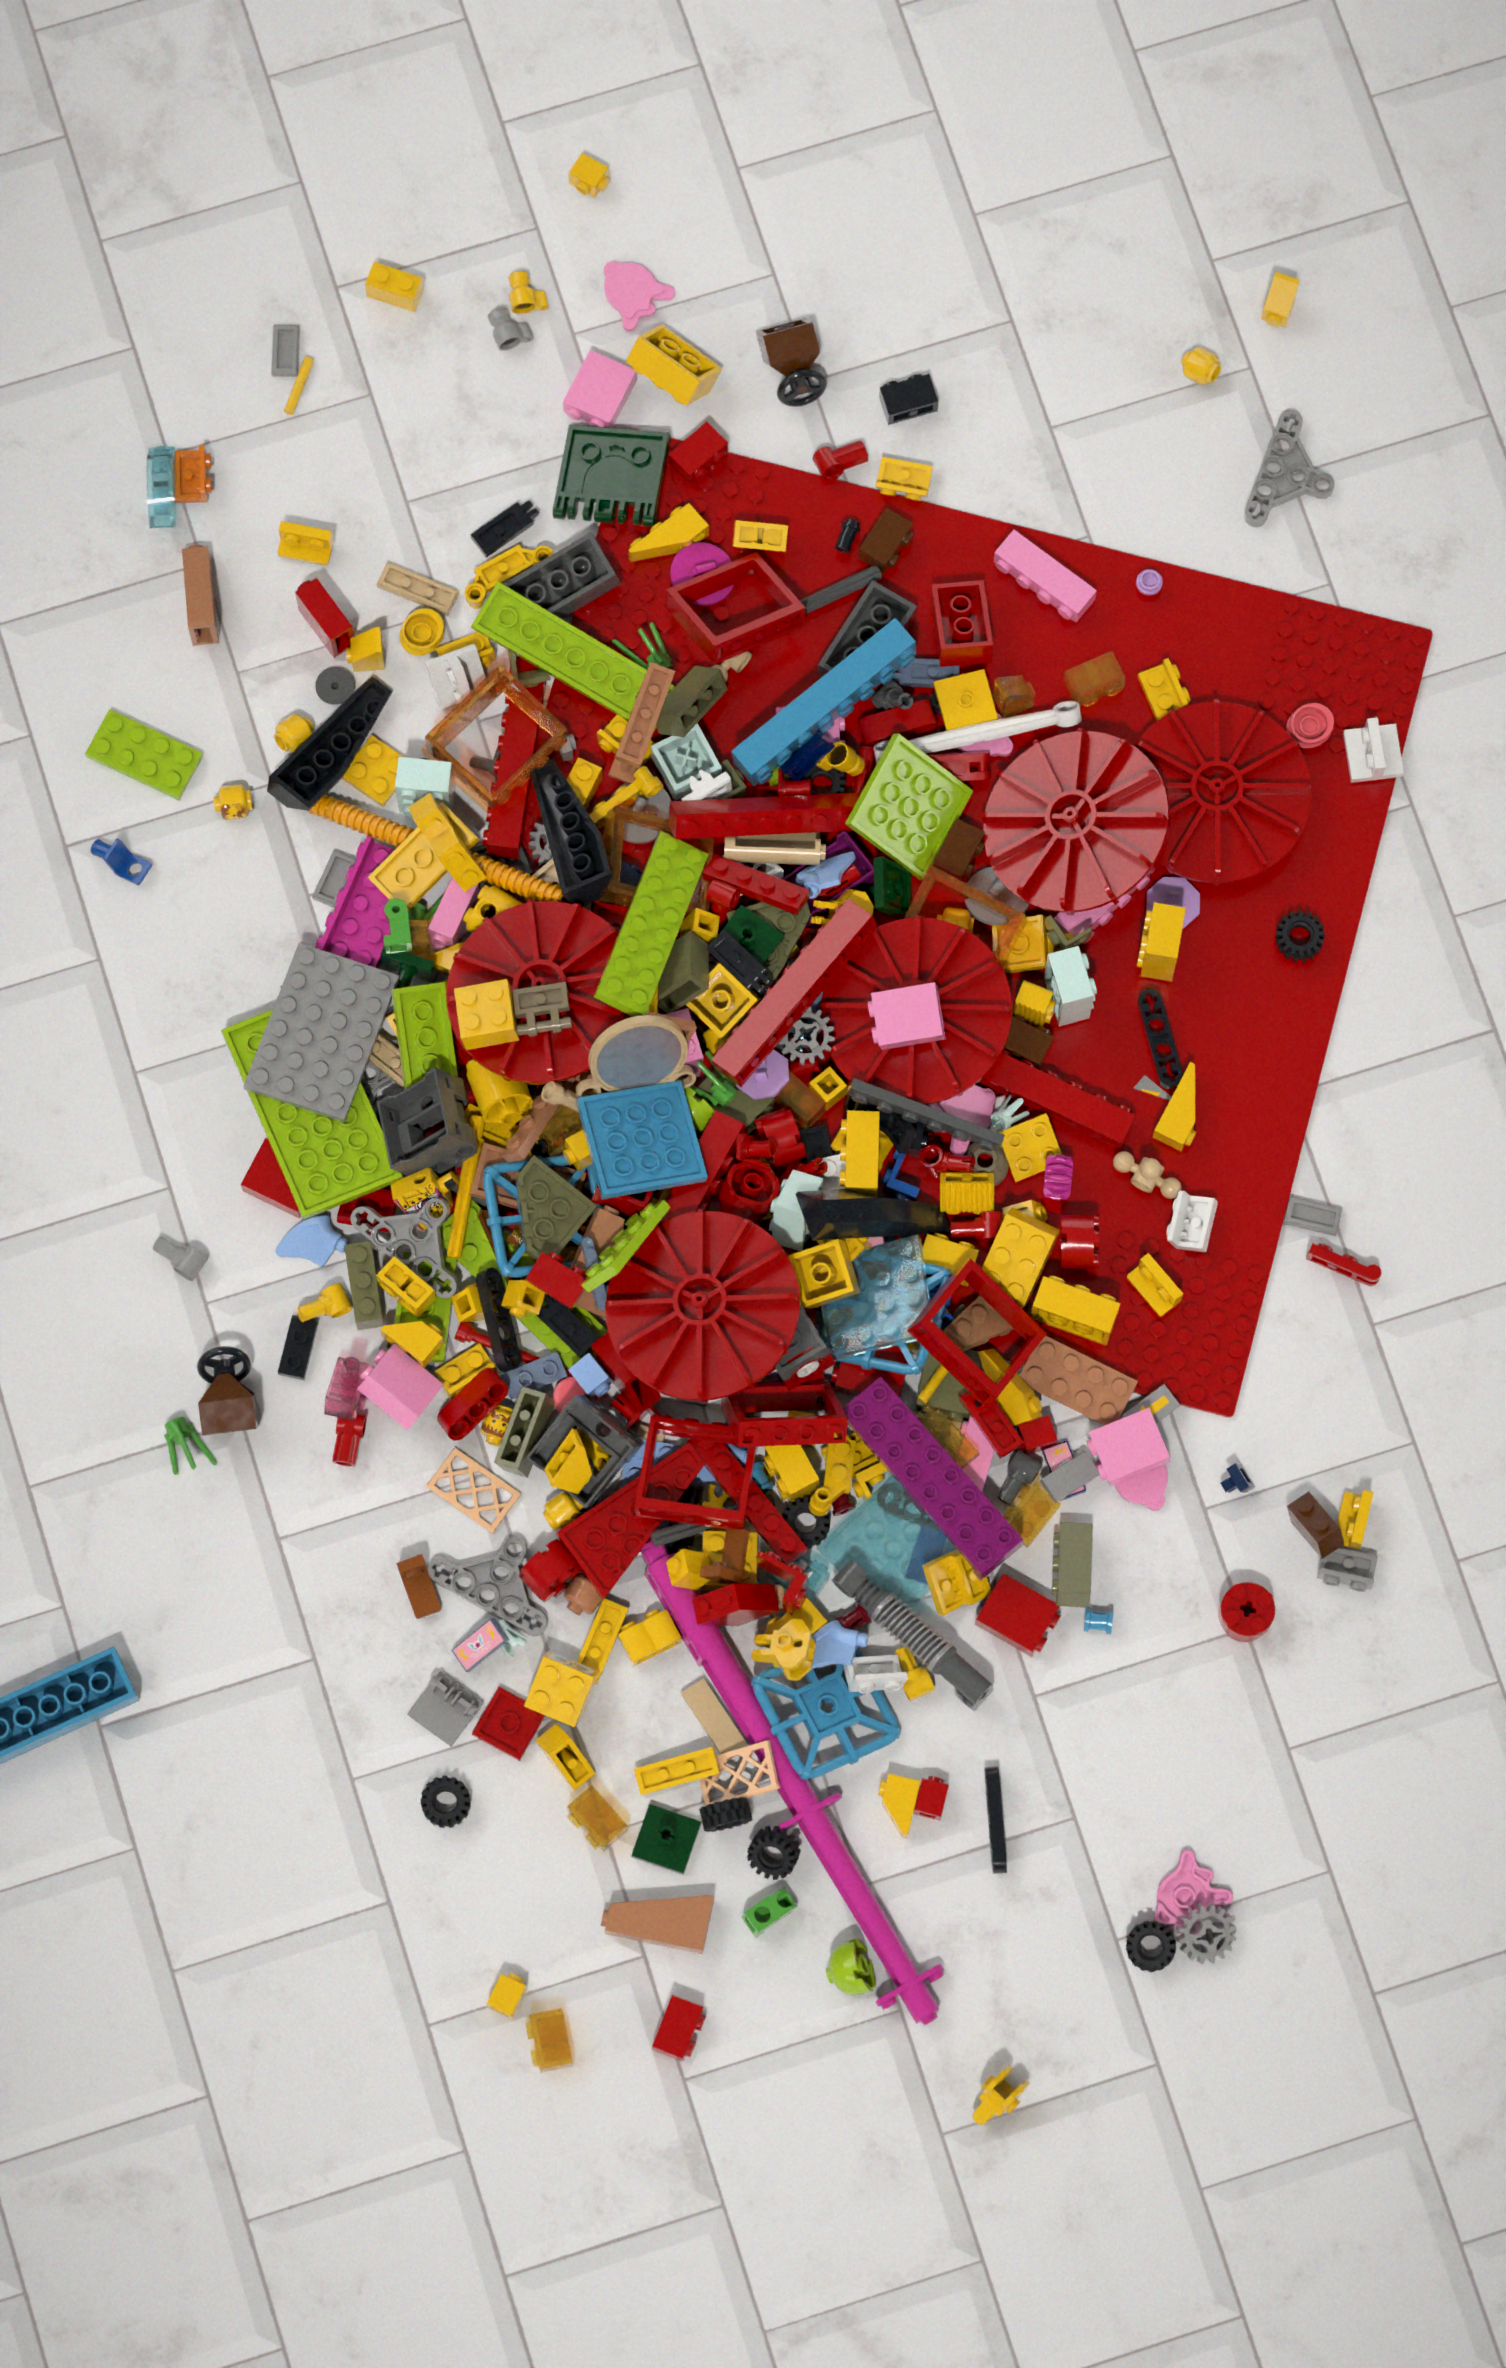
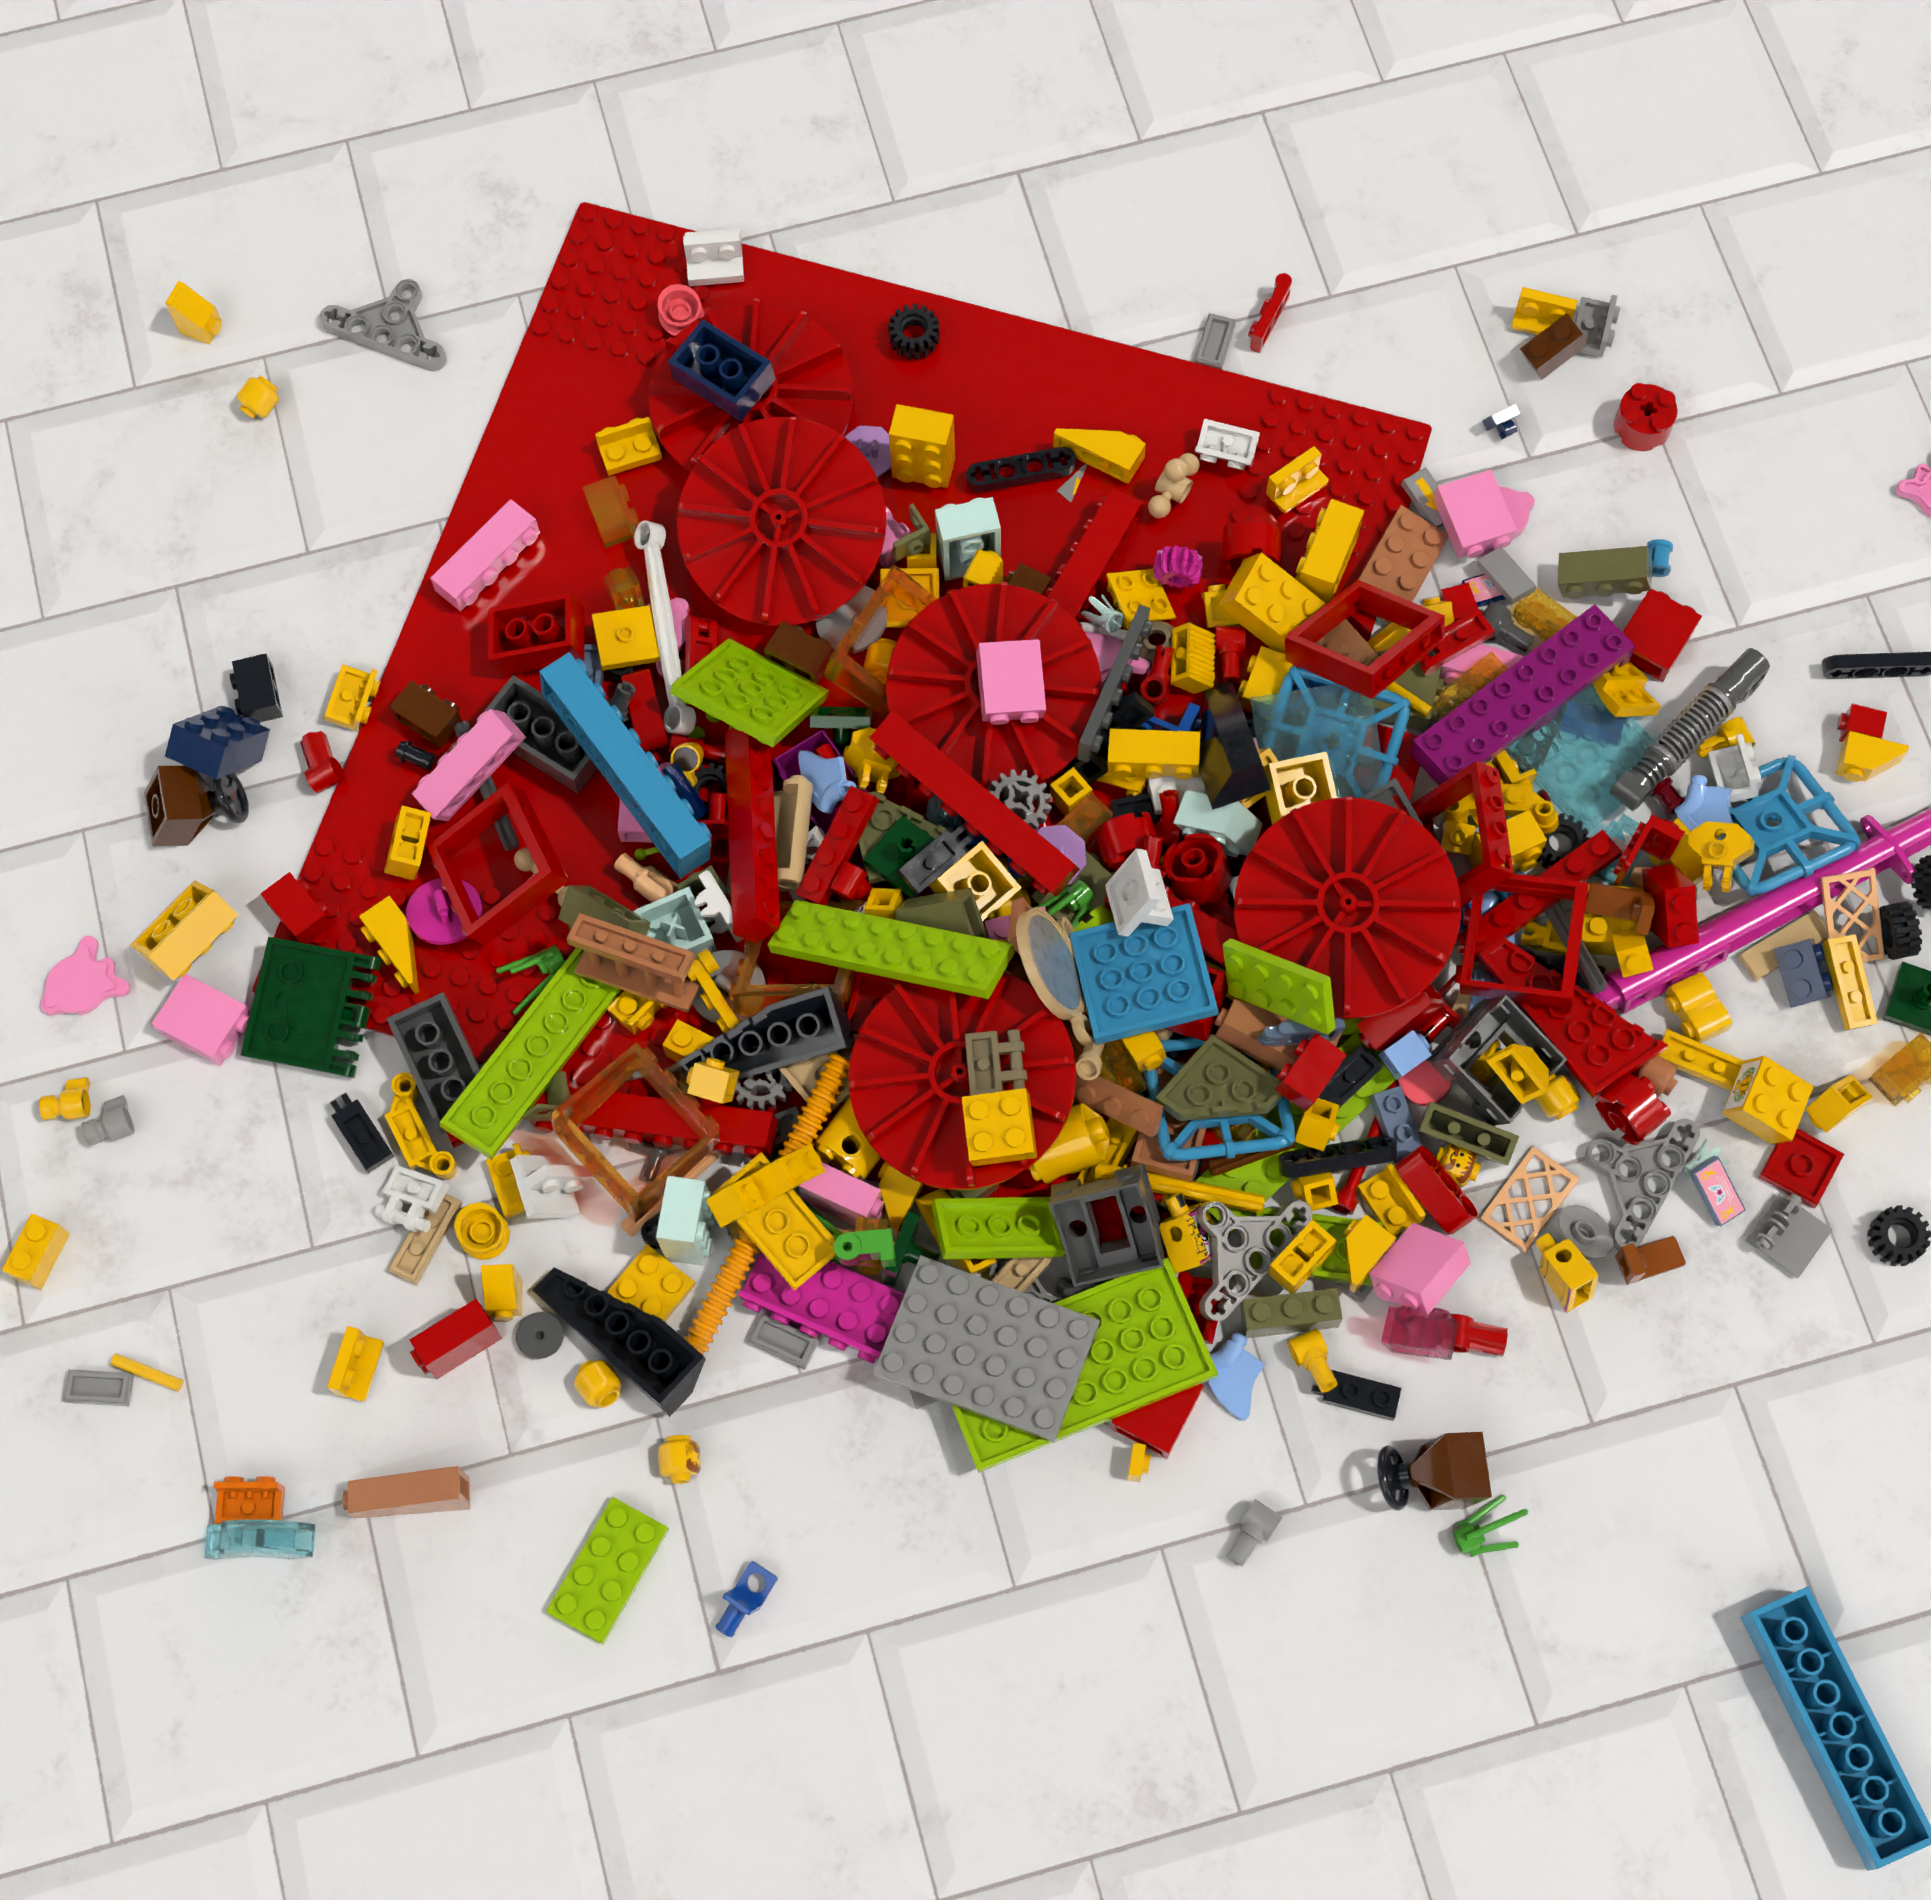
camera: 85 degrees left, 5 degrees down
(235, 1163) = (1138, 1463): none -> yellow plate
(404, 1512) = (1566, 1272): none -> yellow torso
(451, 1536) = (1585, 1230): none -> light grey dish
(453, 576) = (415, 1189): none -> white plate
(536, 794) = (712, 1080): none -> yellow brick
(685, 1731) = (1803, 972): none -> dark blue bracket
(709, 1133) = (1138, 894): none -> white bracket
(734, 735) = (646, 880): none -> light nougat arm
(830, 577) = (468, 764): none -> bright pink brick
(844, 370) = (217, 742): none -> dark blue brick
(1149, 582) = (502, 456): lavender plate -> none
(1219, 755) = (721, 370): none -> dark blue brick

